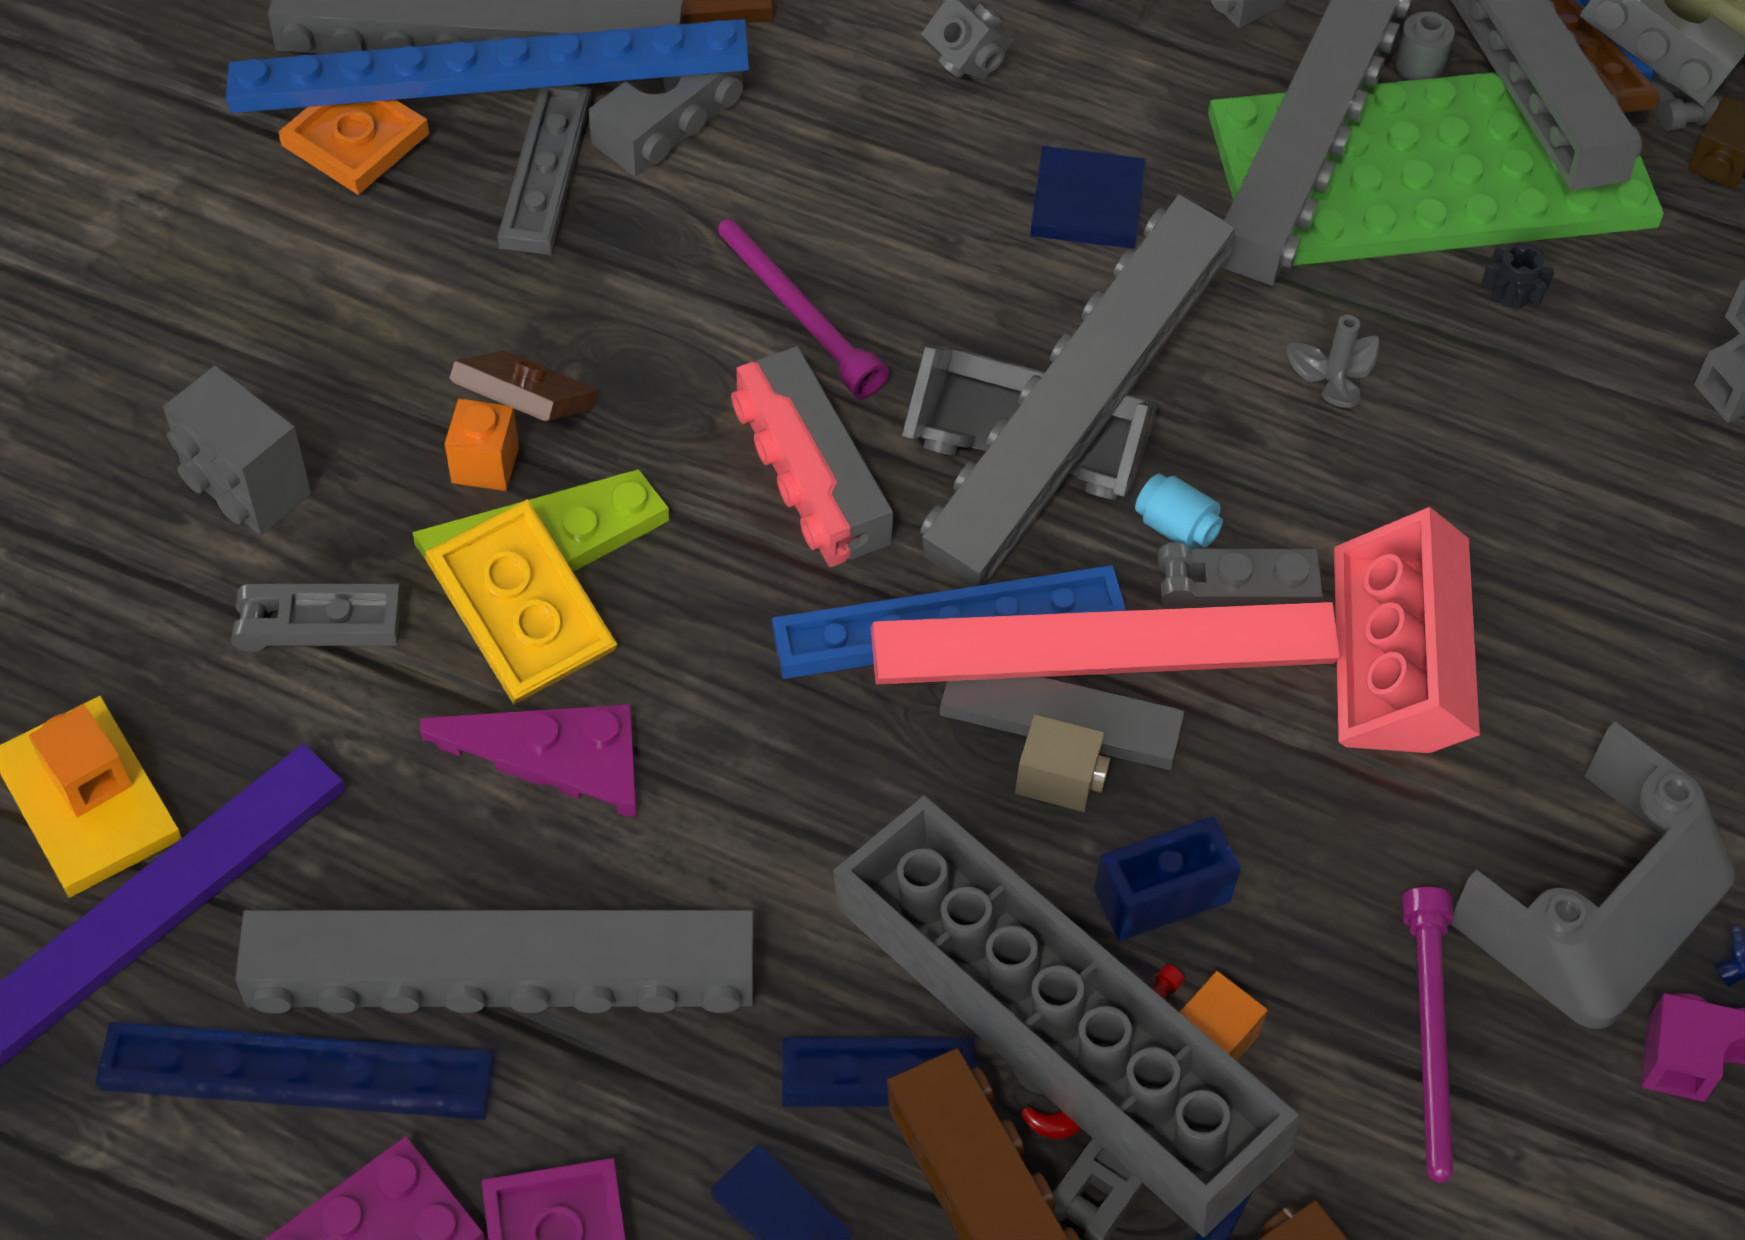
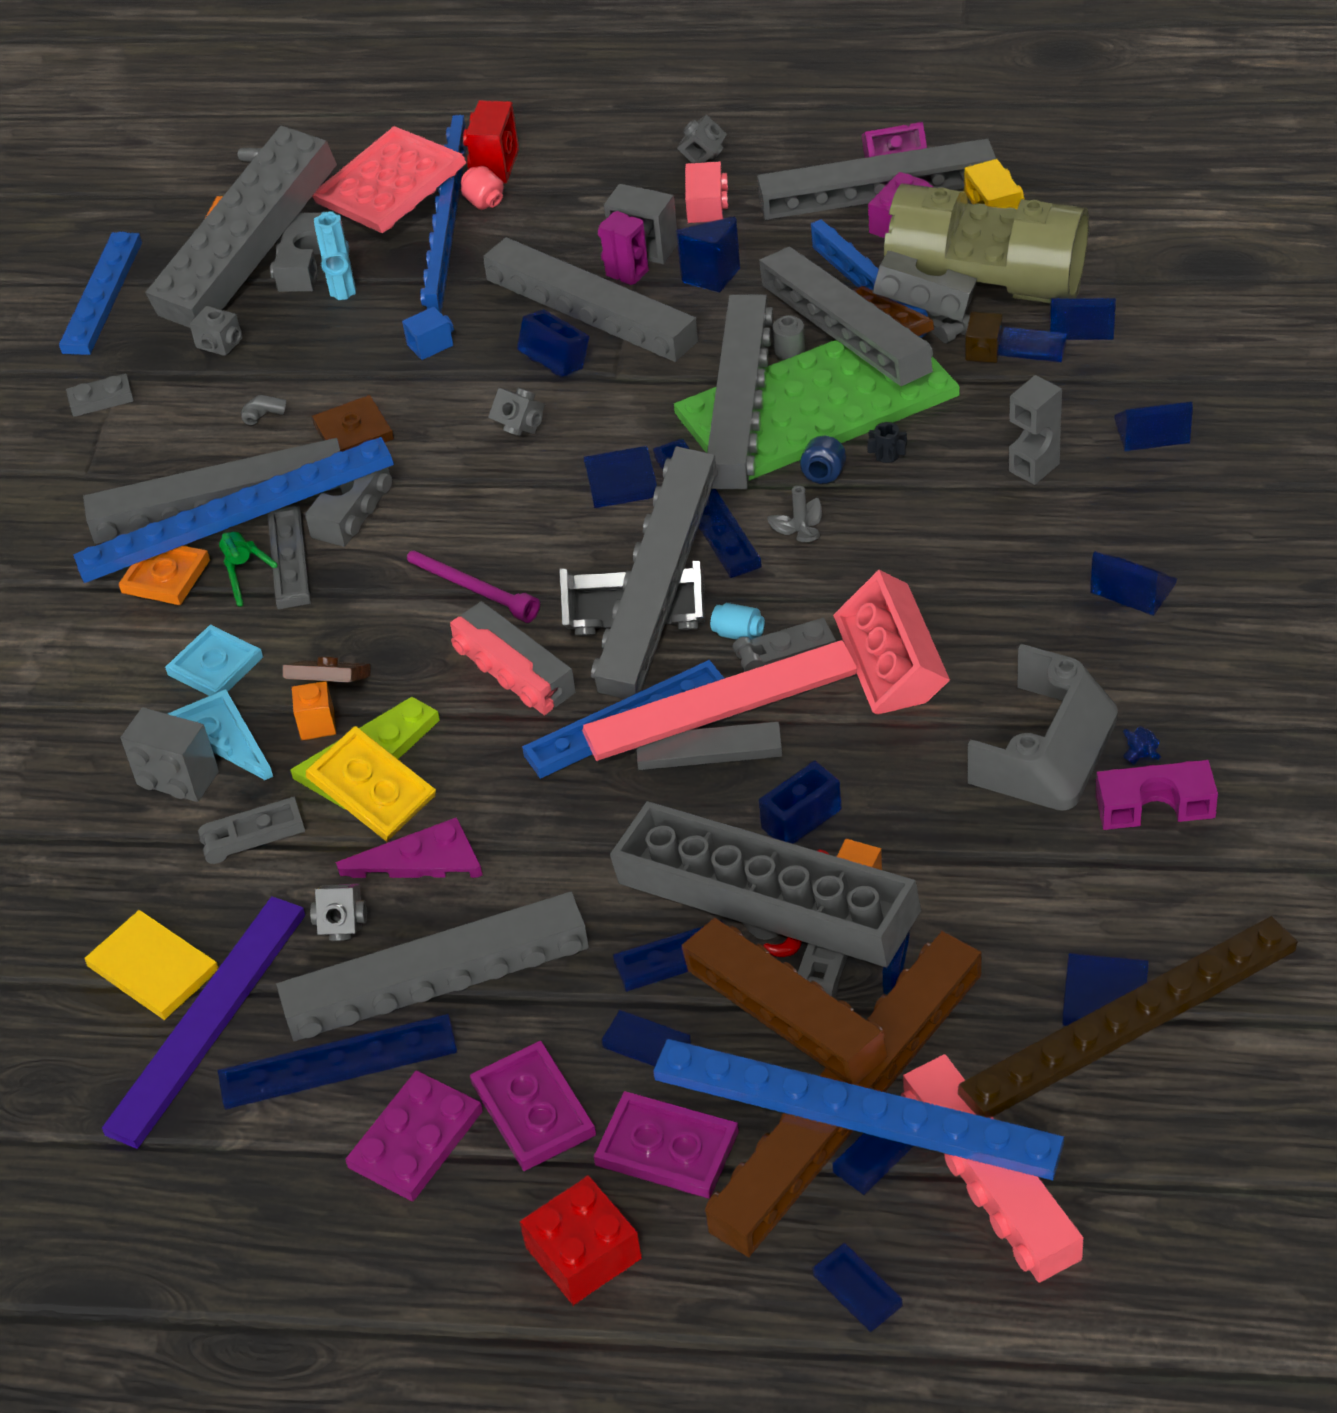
camera: 10 degrees left, 10 degrees down
(80, 760) = (144, 940): orange brick -> none
(336, 430) = (227, 732): none -> medium azure wing
(371, 307) = (214, 661): none -> medium azure tile
(389, 810) = (345, 899): none -> brick
(471, 135) = (237, 552): none -> green plant
(1061, 763) = (718, 768): dark tan brick -> none
(1209, 328) = (719, 526): none -> clear blue tile
(1407, 273) = (823, 459): none -> dark blue head
(1428, 915) = (954, 781): magenta piece -> none

